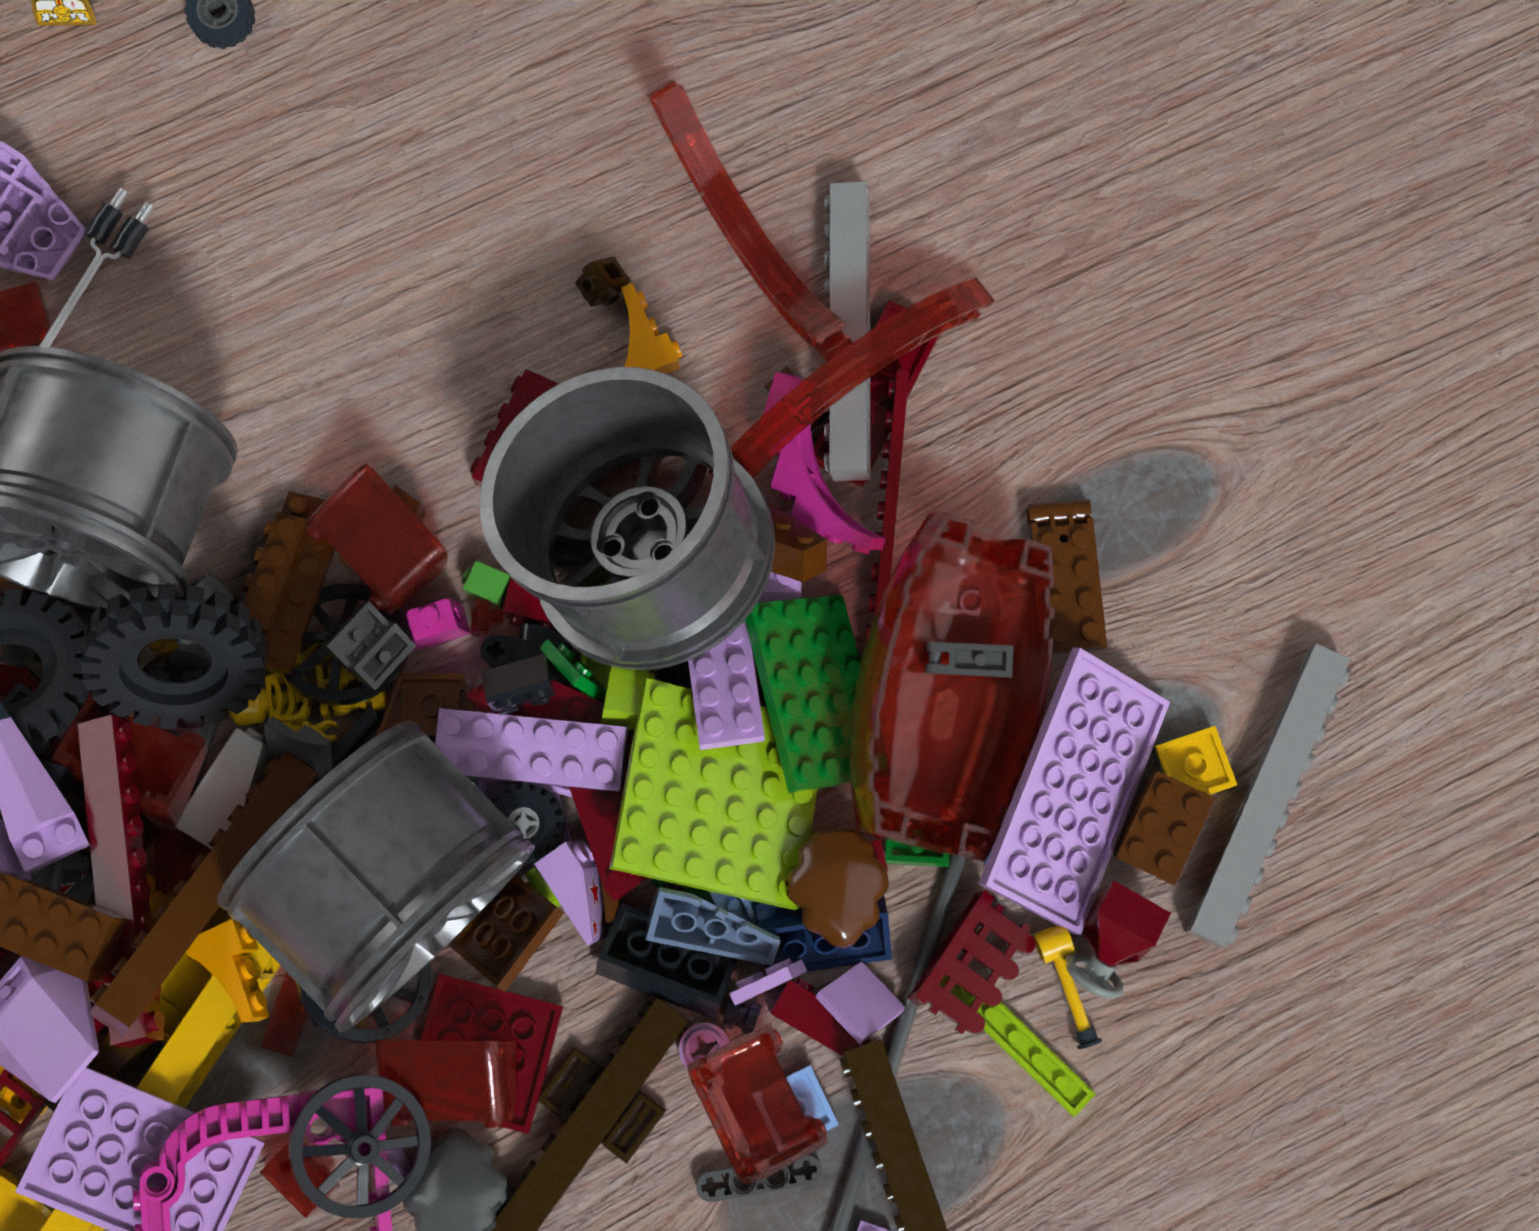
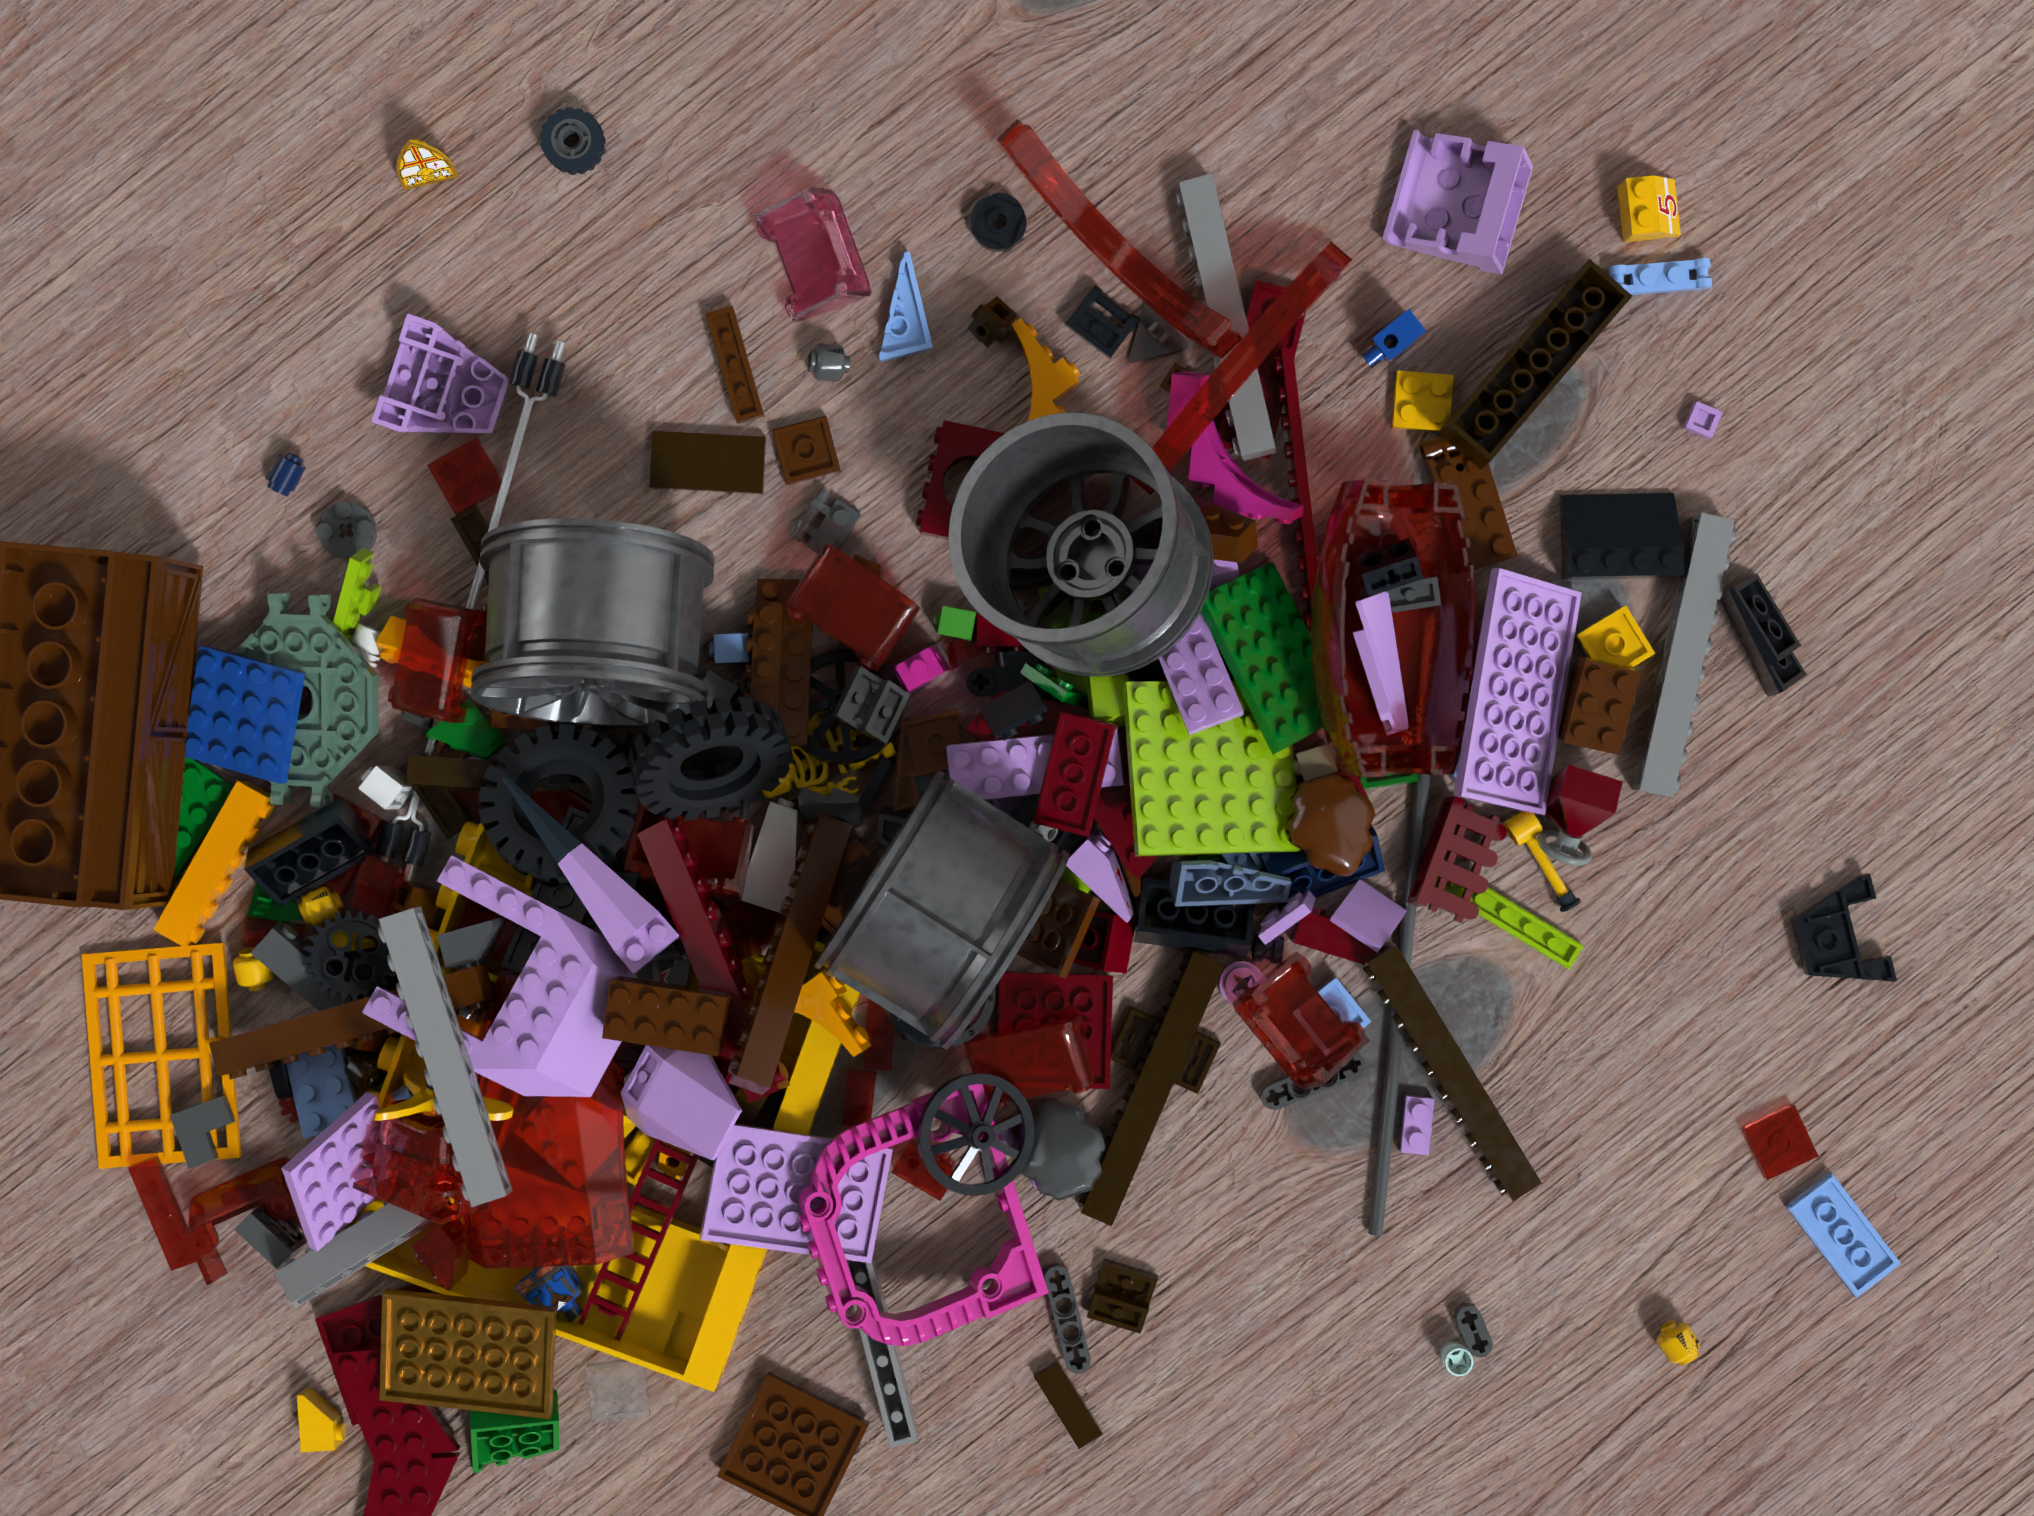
camera: 20 degrees left, 10 degrees up
(237, 556) = (730, 649): none -> light blue brick
(250, 1075) = (859, 1096): none -> clear red plate
(270, 361) = (707, 462): none -> dark brown tile
(324, 268) = (735, 364): none -> reddish brown plate
(376, 371) = (806, 450): none -> reddish brown tile
(385, 456) = (834, 528): none -> dark grey plate
(422, 286) = (828, 362): none -> dark grey head
(438, 172) = (815, 252): none -> clear pink windscreen
(514, 269) = (907, 326): none -> light blue wing
(561, 966) = (1107, 943): none -> dark red slope
(568, 766) = (1074, 773): none -> dark red tile
(637, 202) = (993, 207): none -> black plate
(712, 315) = (1097, 329): none -> black plate
(771, 337) = (1155, 338): none -> dark grey piece
(834, 815) = (1314, 763): none -> dark tan brick
(933, 723) = (1380, 660): none -> lavender wedge
(962, 624) = (1389, 567): none -> black brick
(1031, 381) = (1404, 330): none -> blue torso
(1039, 463) = (1421, 400): none -> yellow plate
(1121, 266) = (1459, 200): none -> lavender panel
(1164, 447) = (1535, 364): none -> dark brown brick
(1224, 652) = (1620, 536): none -> black slope
(1318, 391) = (1663, 276): none -> light blue plate
(1319, 318) = (1648, 208): none -> yellow slope
(1337, 549) = (1702, 420): none -> lavender tile
(1361, 791) = (1763, 635): none -> black slope
(1373, 1150) = (1828, 937): none -> black wing

